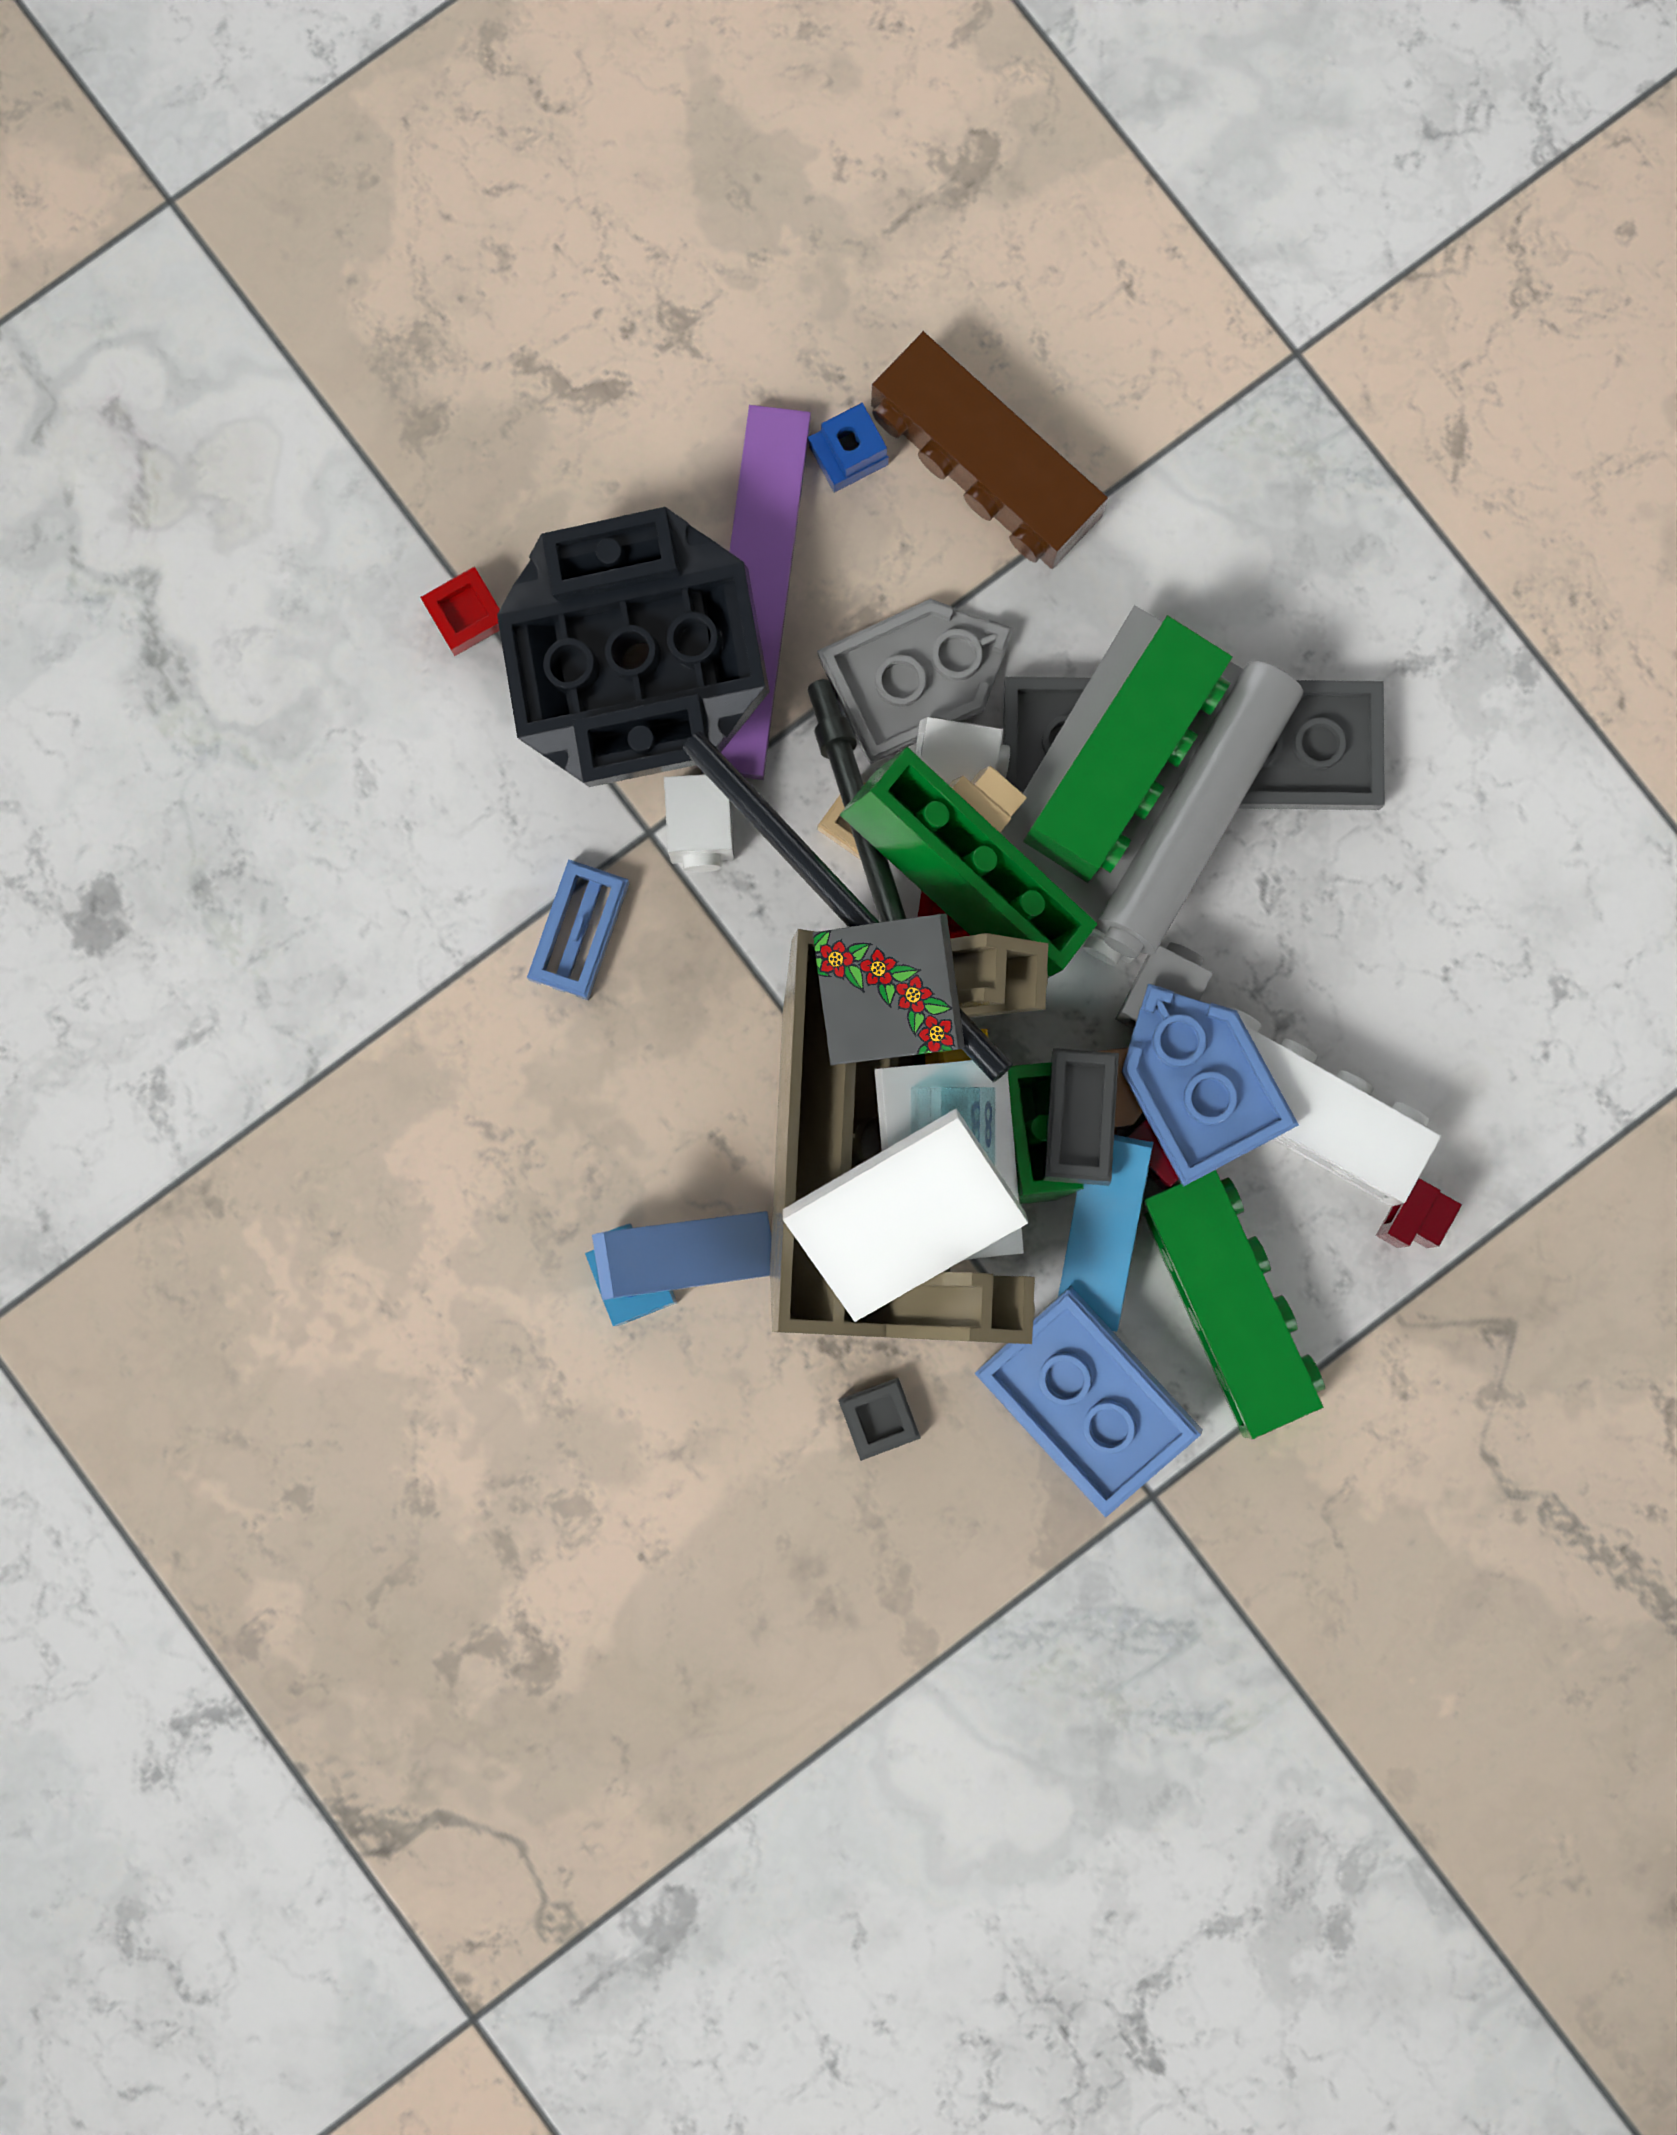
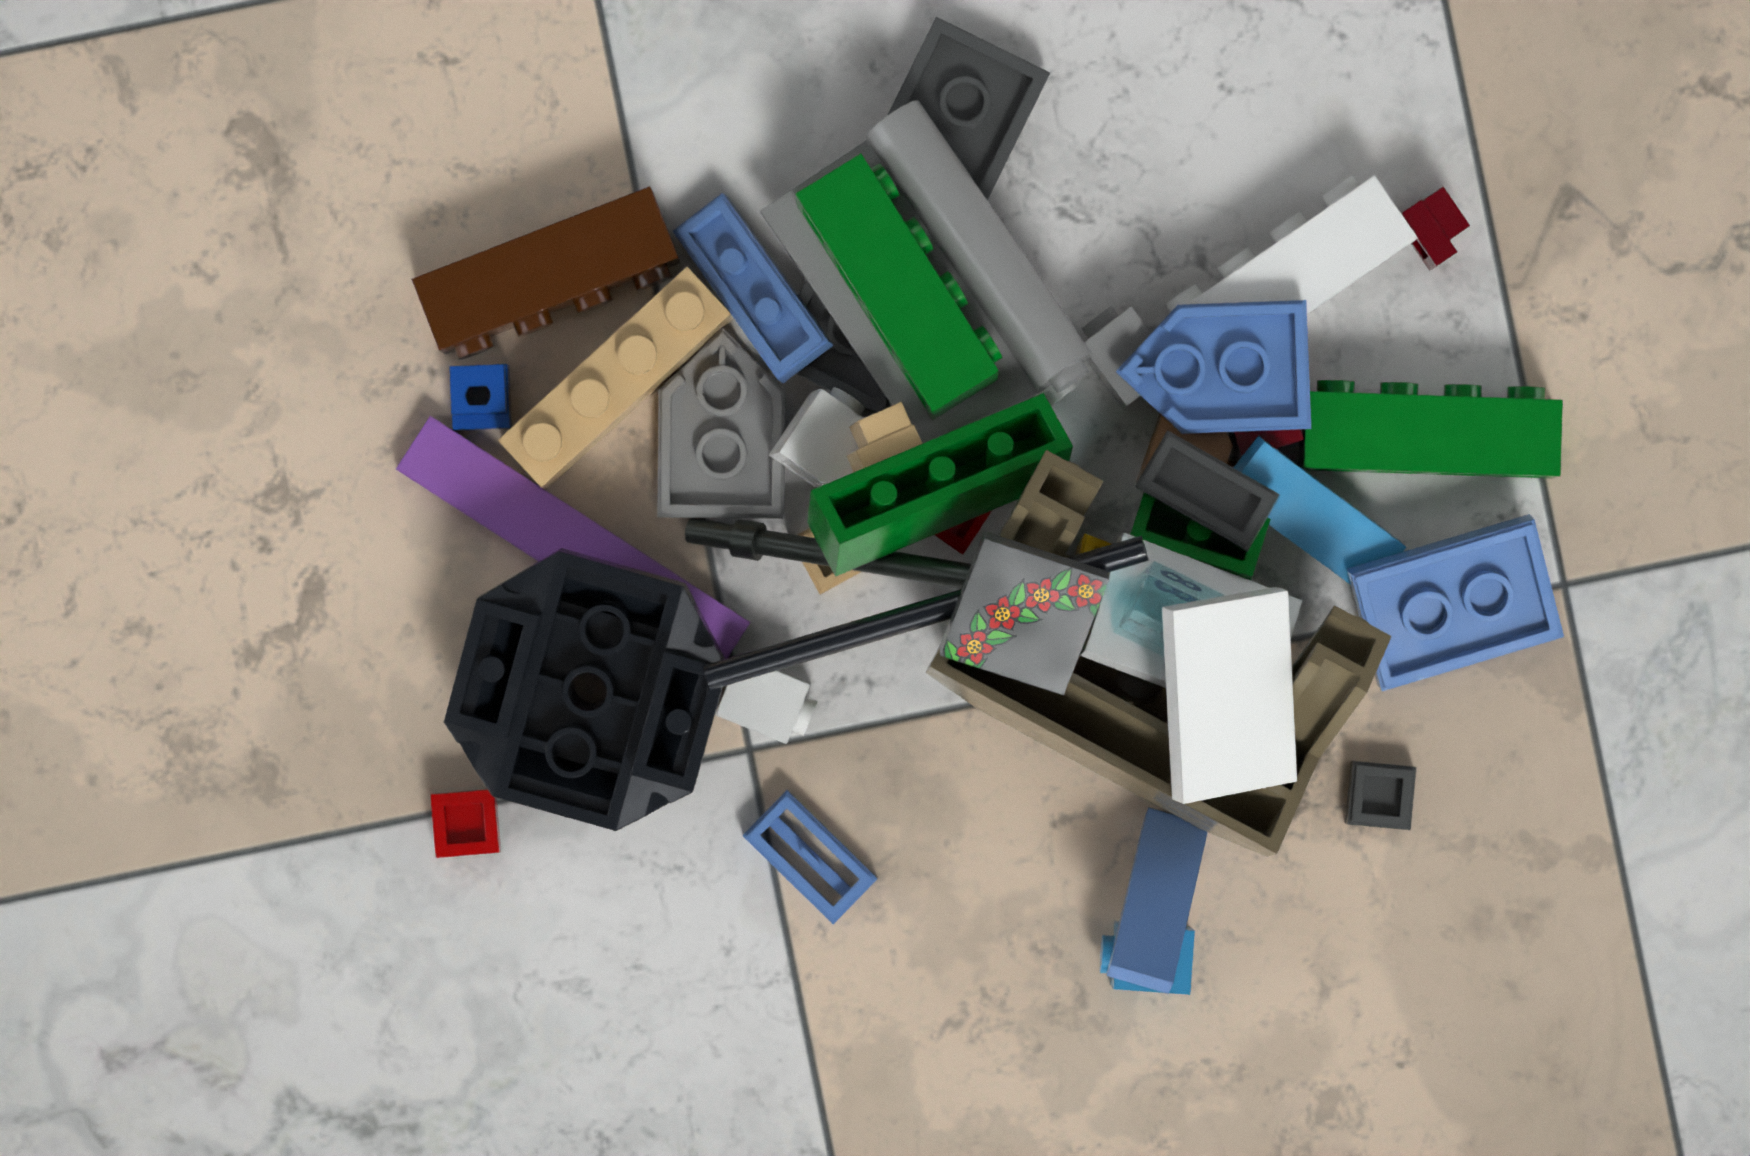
camera: 60 degrees left, 5 degrees up
(920, 552) = (615, 379): none -> tan brick
(1061, 635) = (753, 288): none -> medium blue tile

